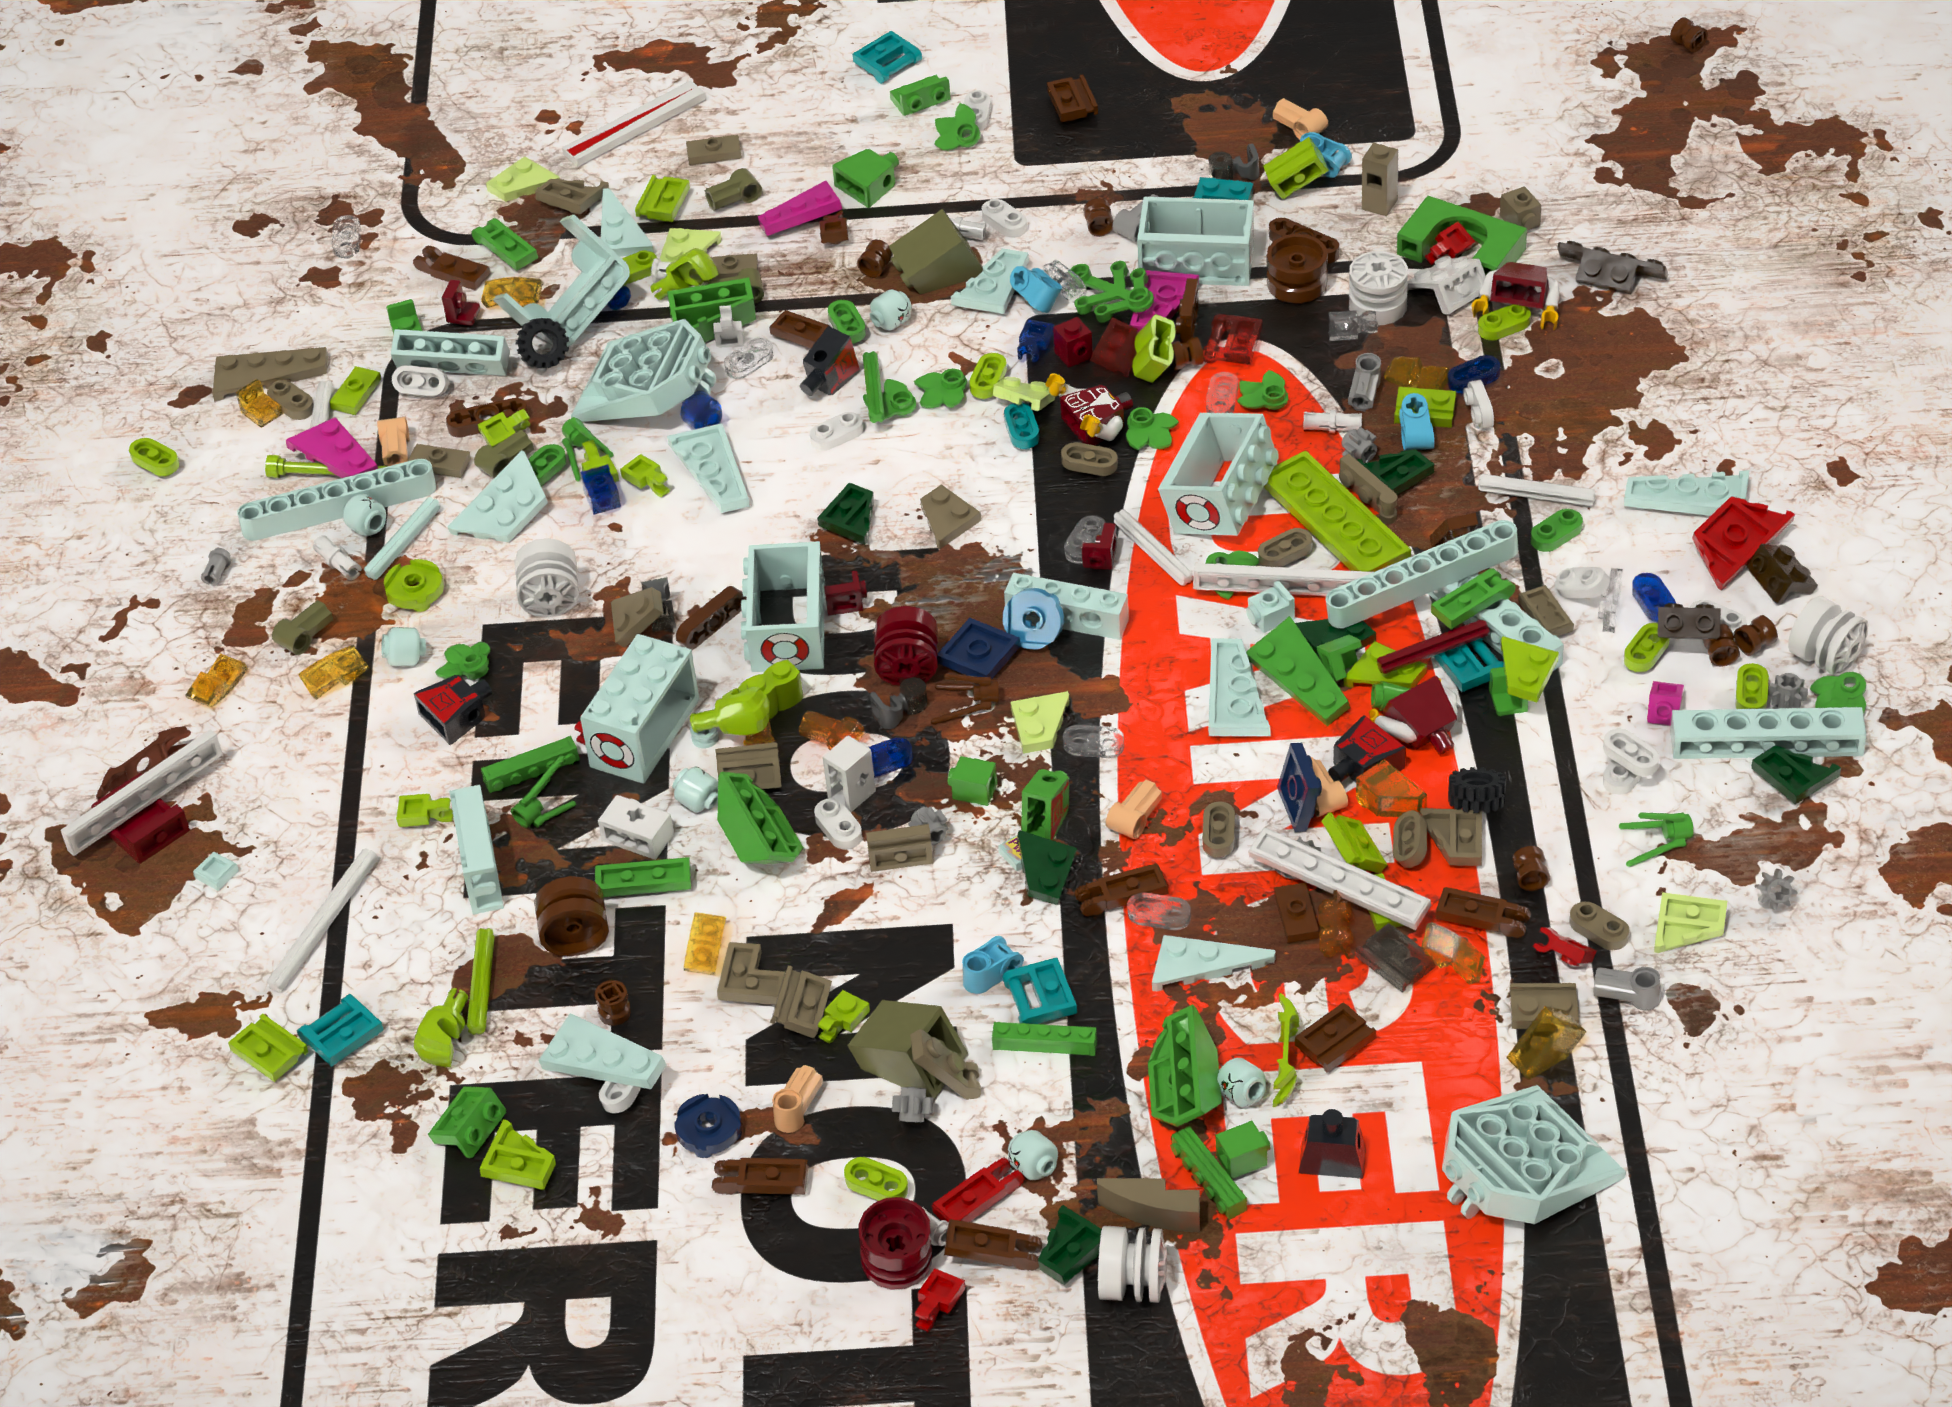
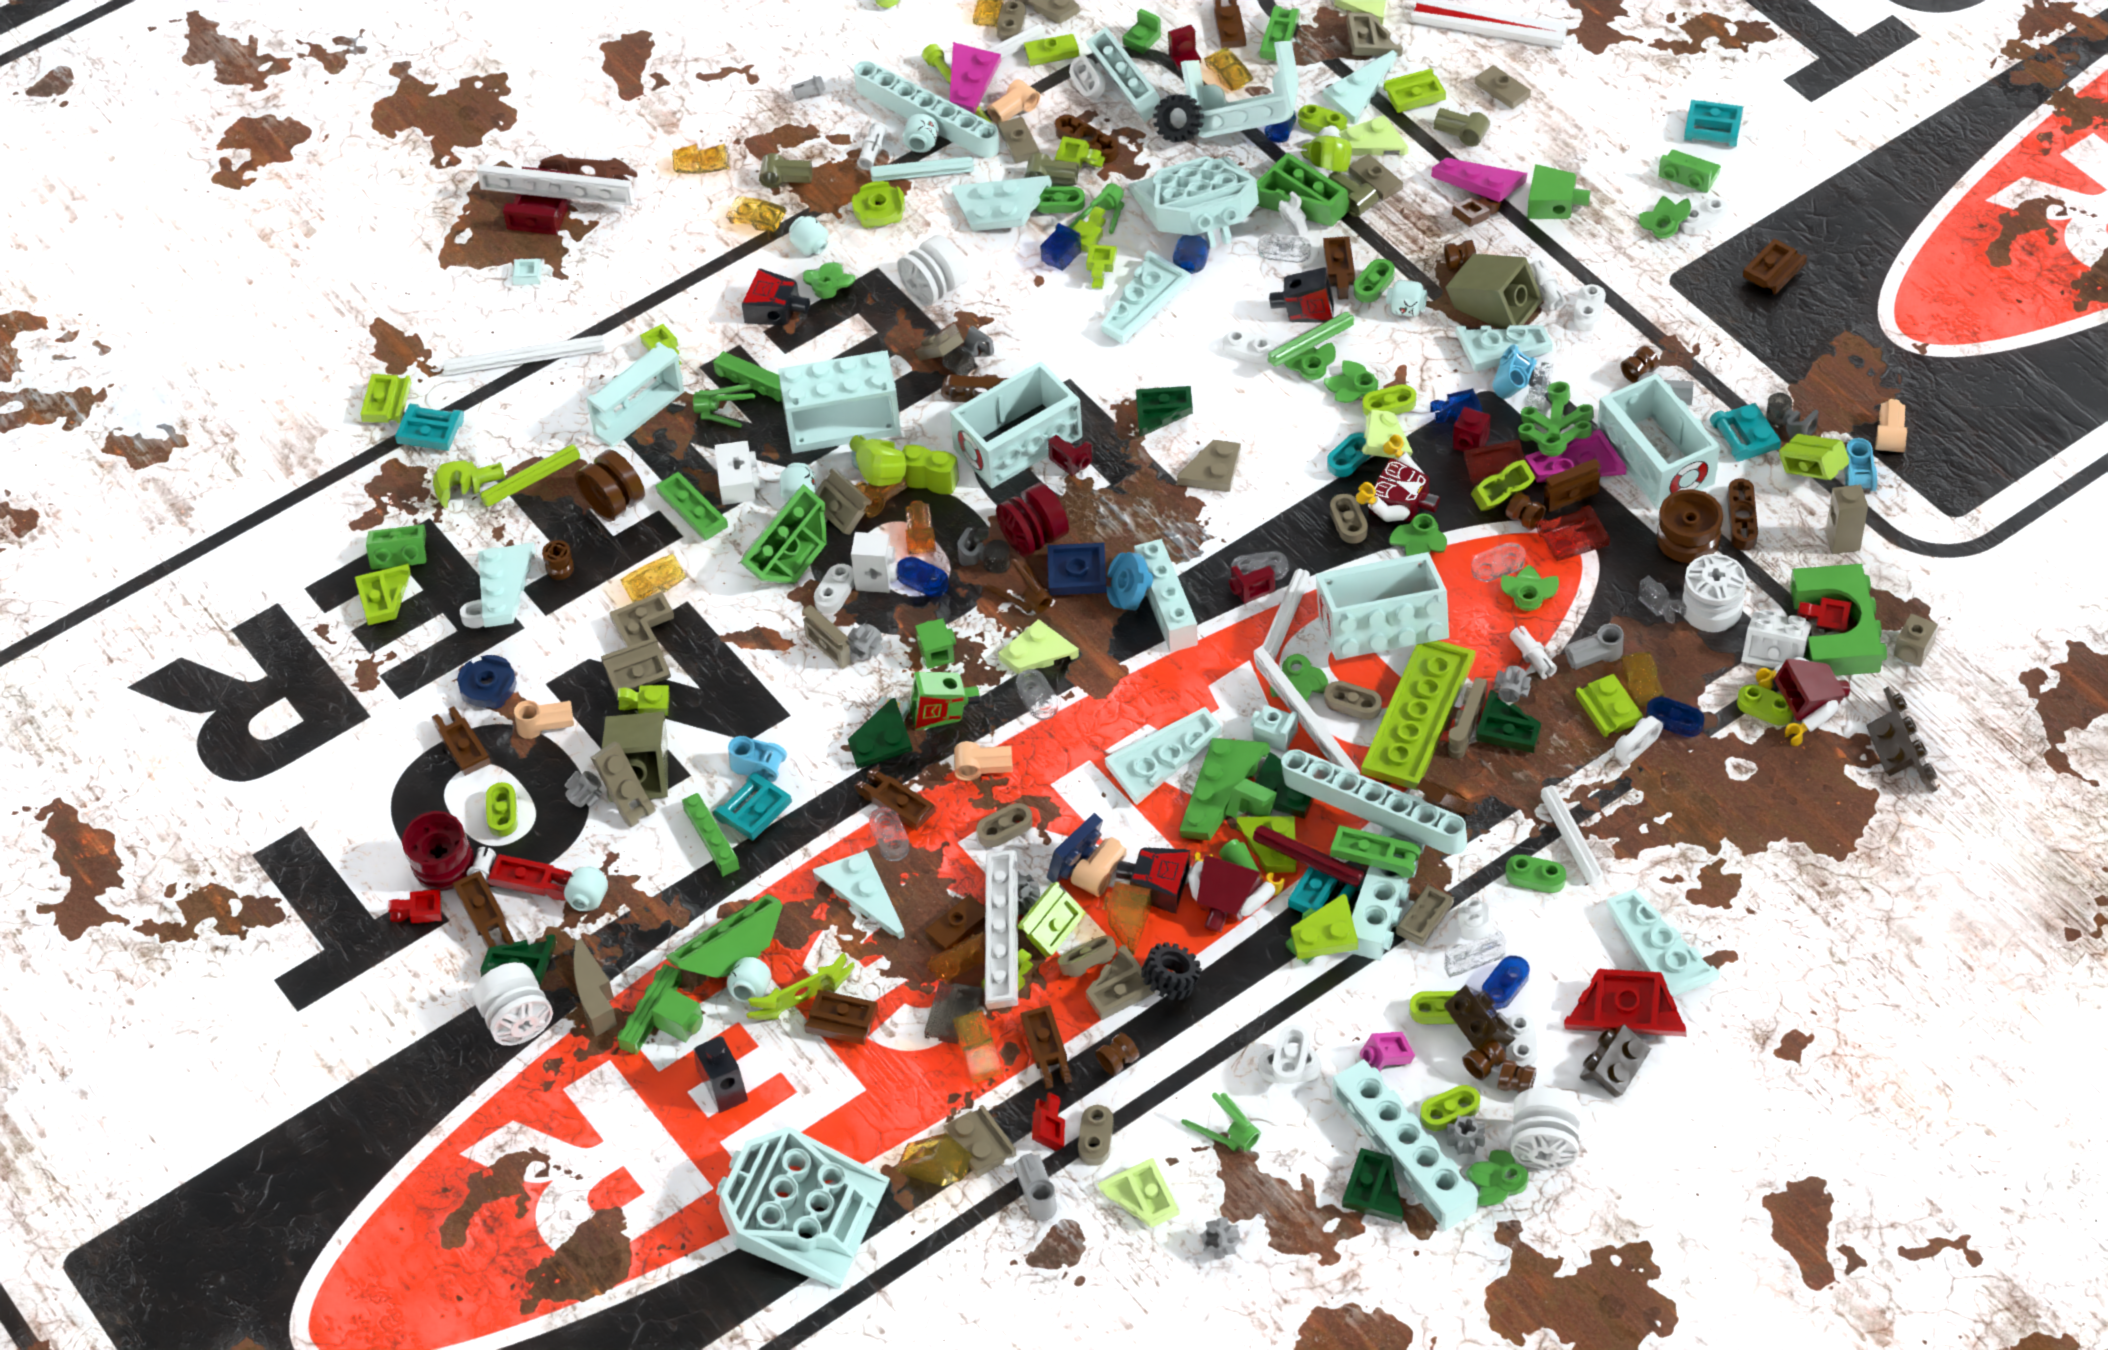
camera: 55 degrees right, 5 degrees up
(1416, 427) = (1568, 710): medium azure piece -> none

